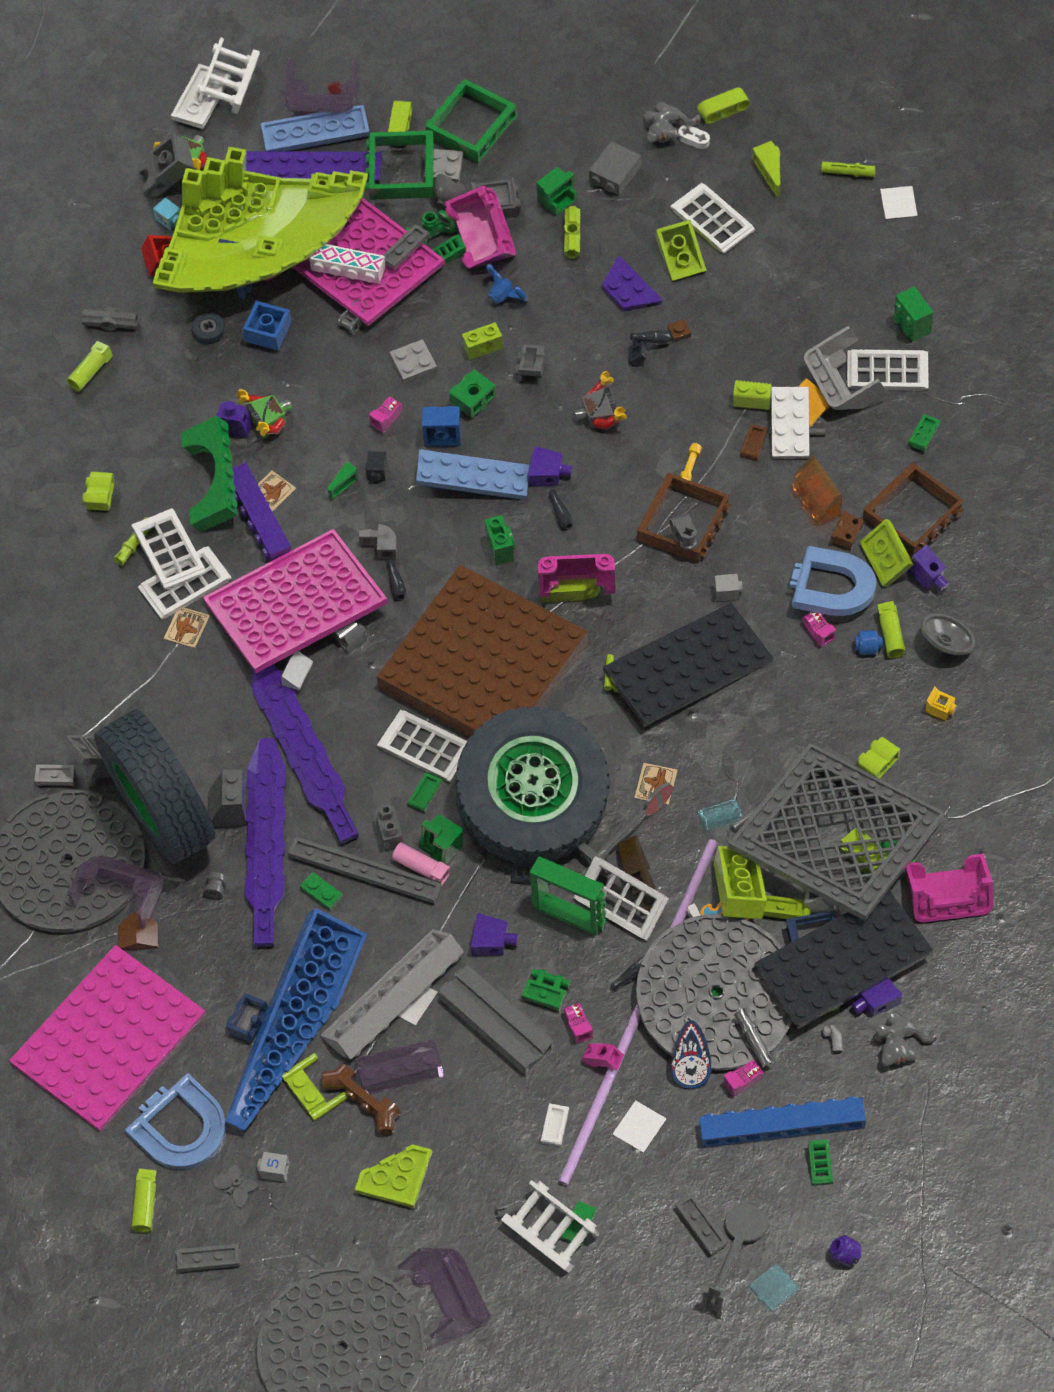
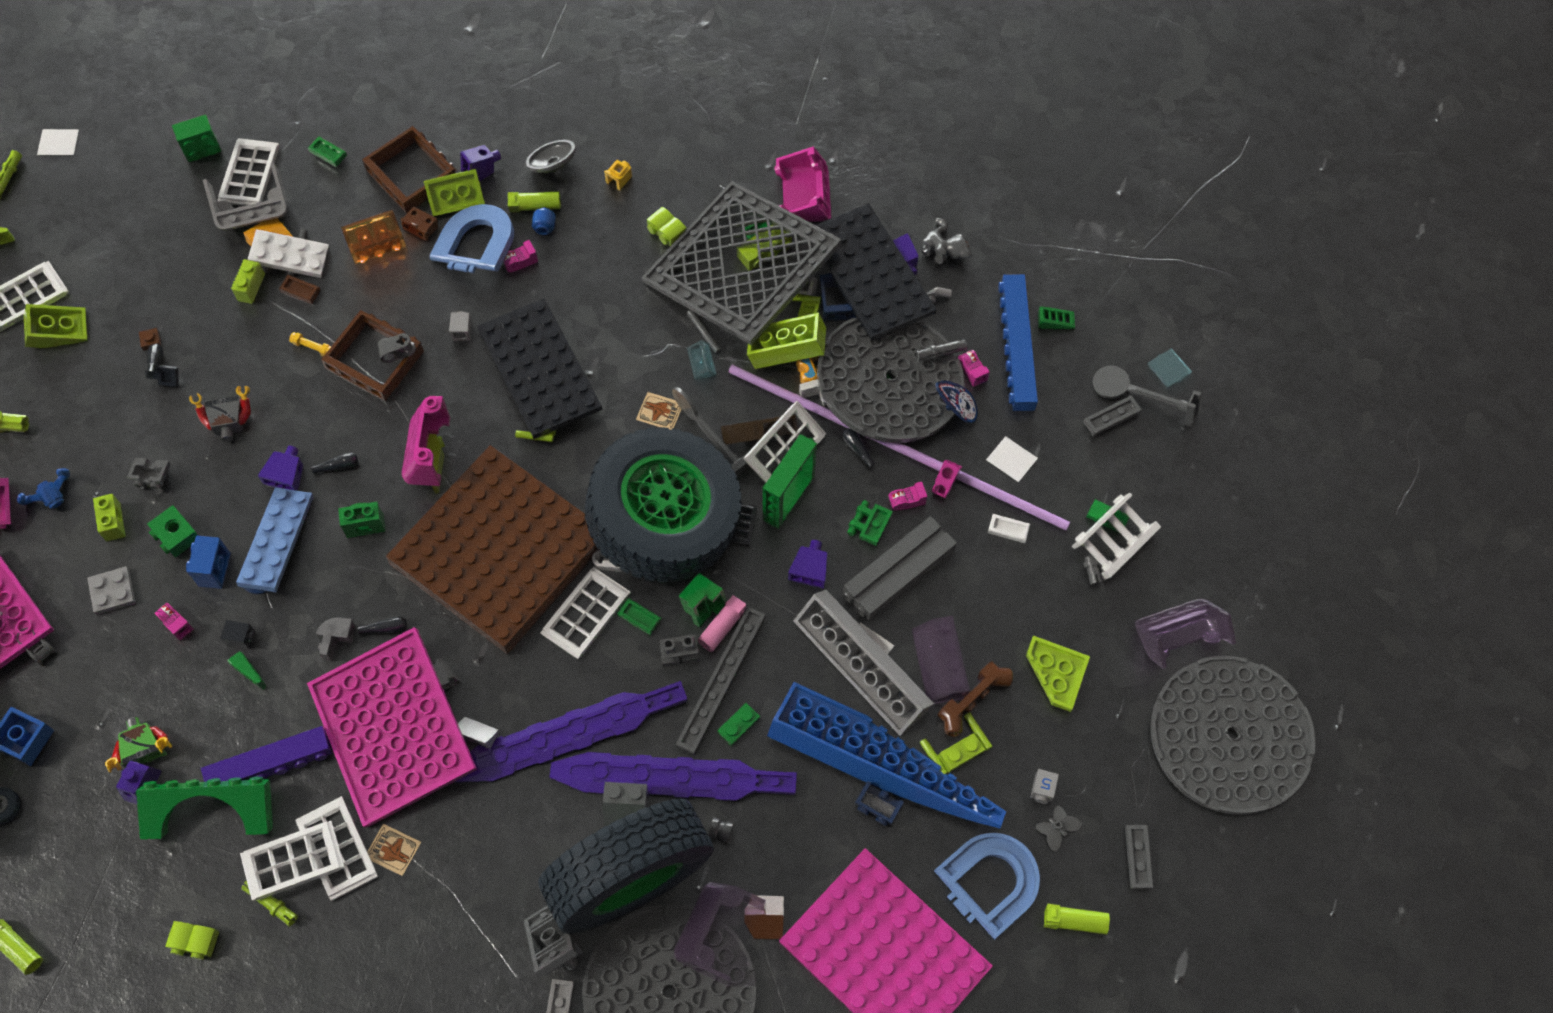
camera: 90 degrees left, 5 degrees up
(275, 489) = (235, 743): sticker -> none
(628, 288) = (83, 378): dark purple wing -> none
(845, 1250) = (1139, 311): dark purple head -> none

